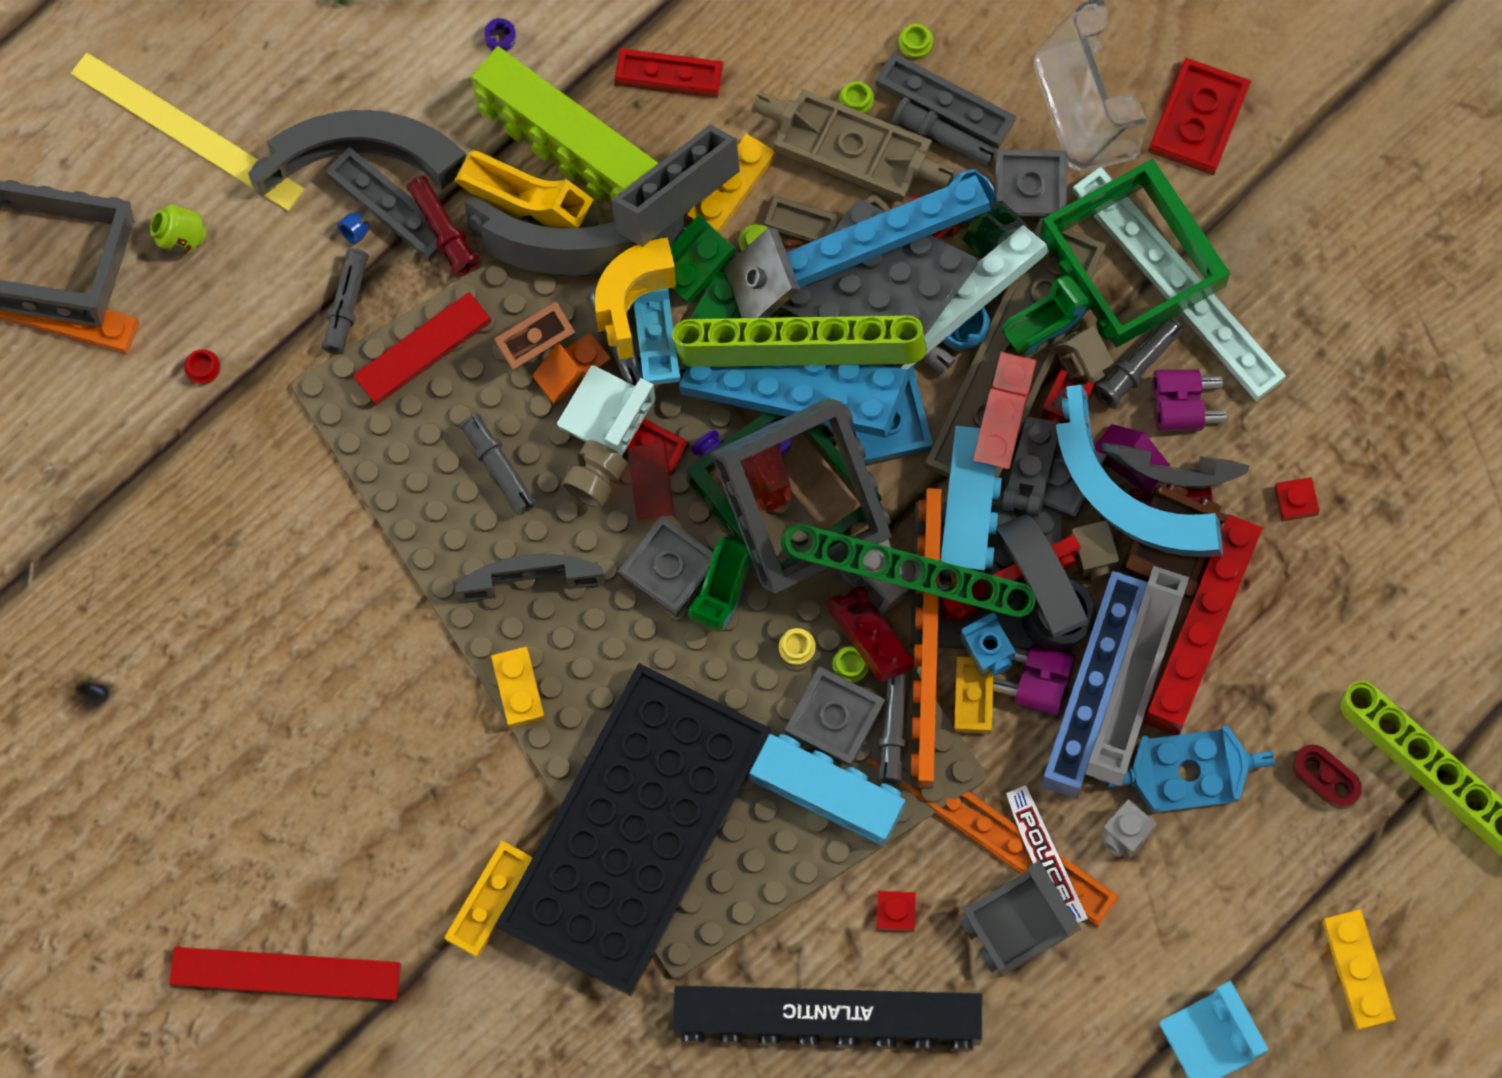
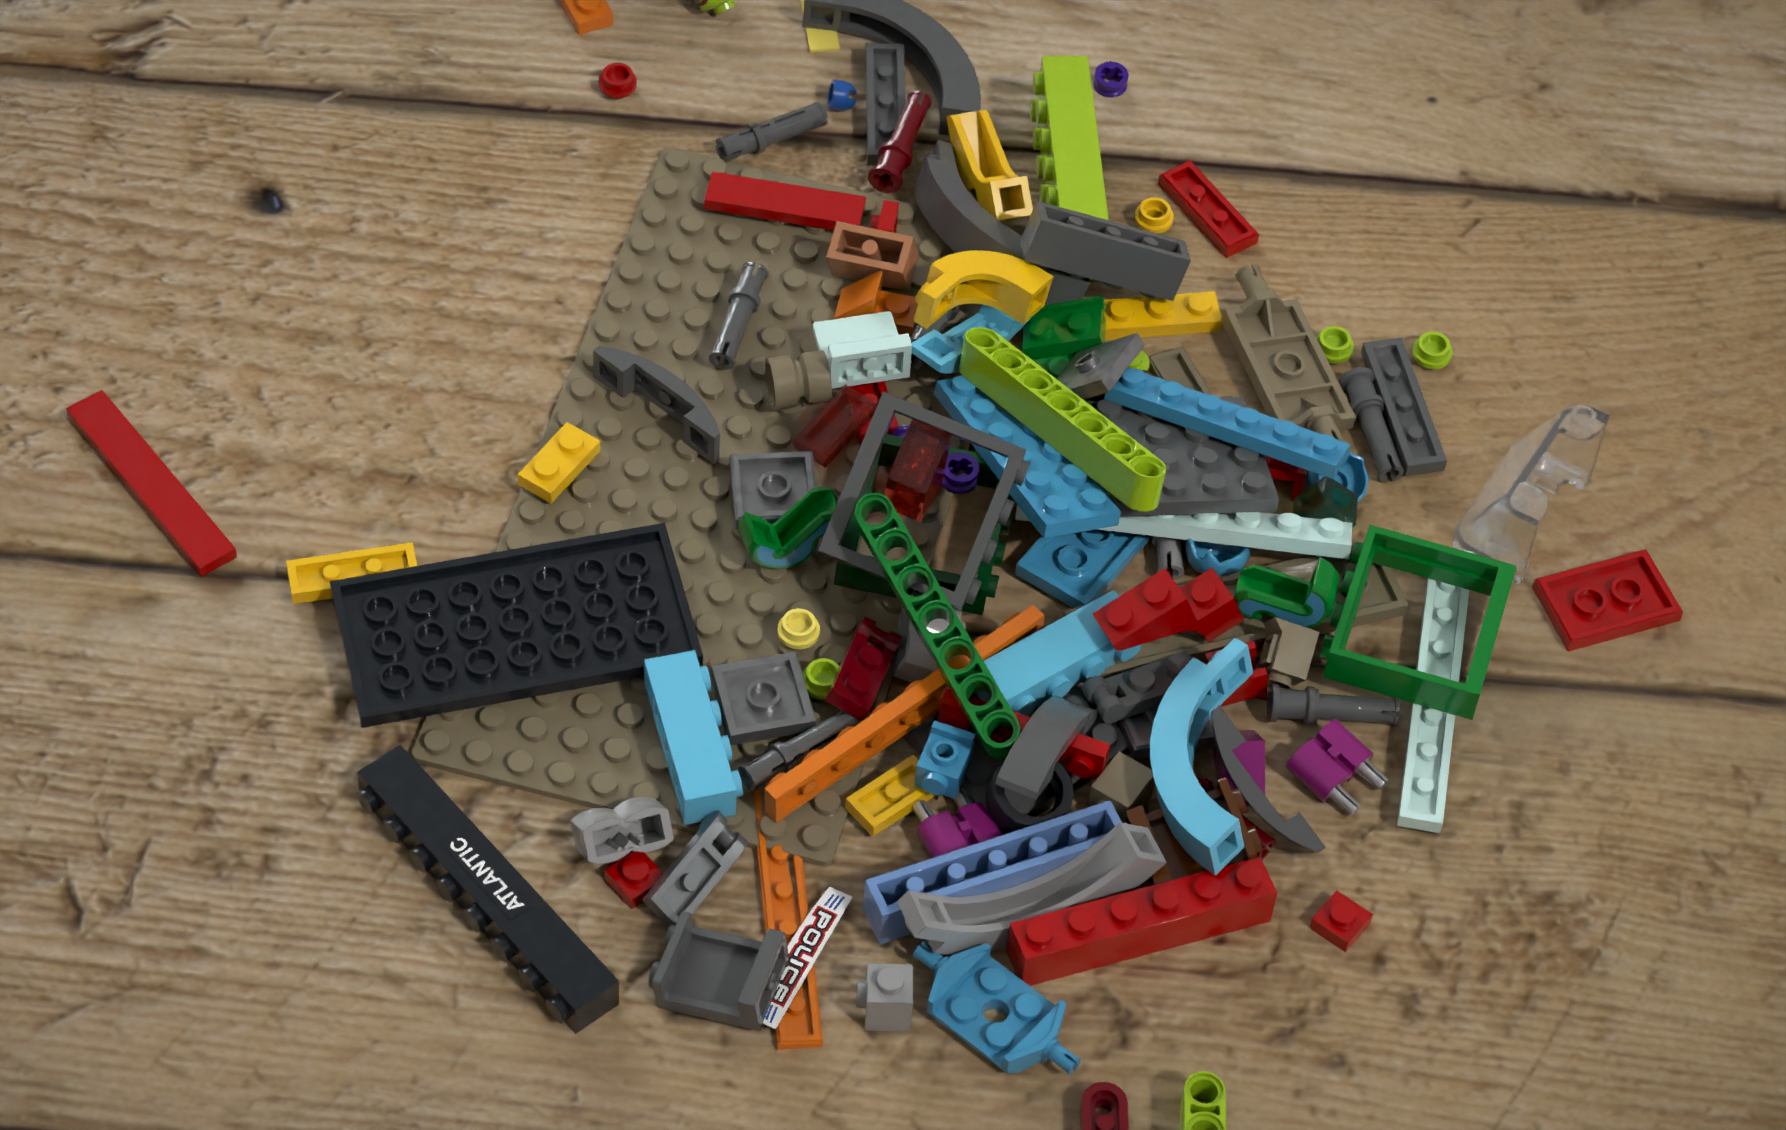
camera: 40 degrees right, 20 degrees down
(509, 303) = (888, 217): none -> red plate
(642, 106) = (1154, 215): none -> yellow plate
(861, 893) = (633, 825): none -> light grey brick
(929, 870) = (695, 870): none -> dark grey plate
(1031, 181) = (1404, 507): flat silver plate -> none

